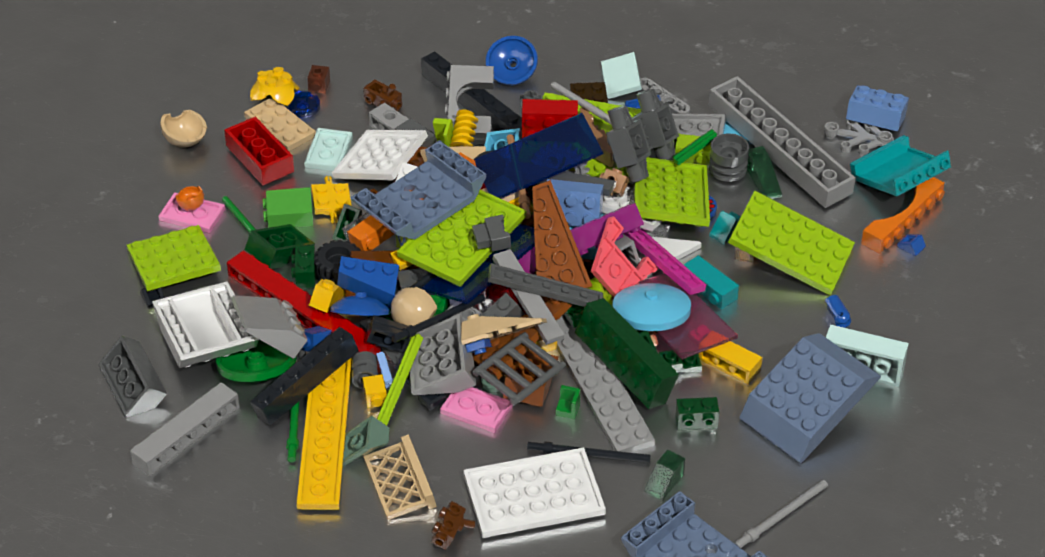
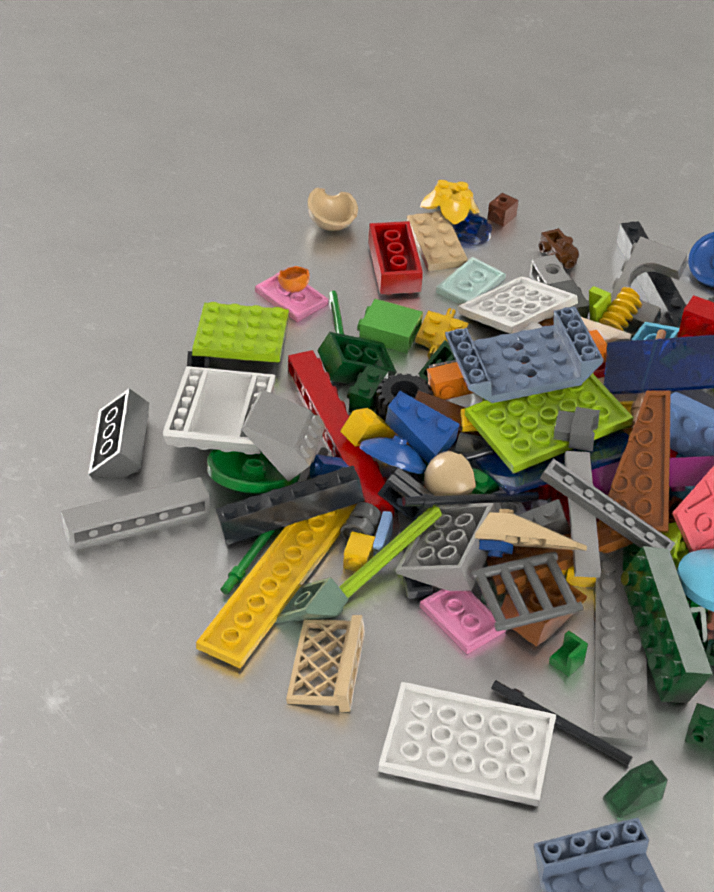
camera: 25 degrees right, 0 degrees up
(450, 522) = (351, 735): reddish brown brick -> none

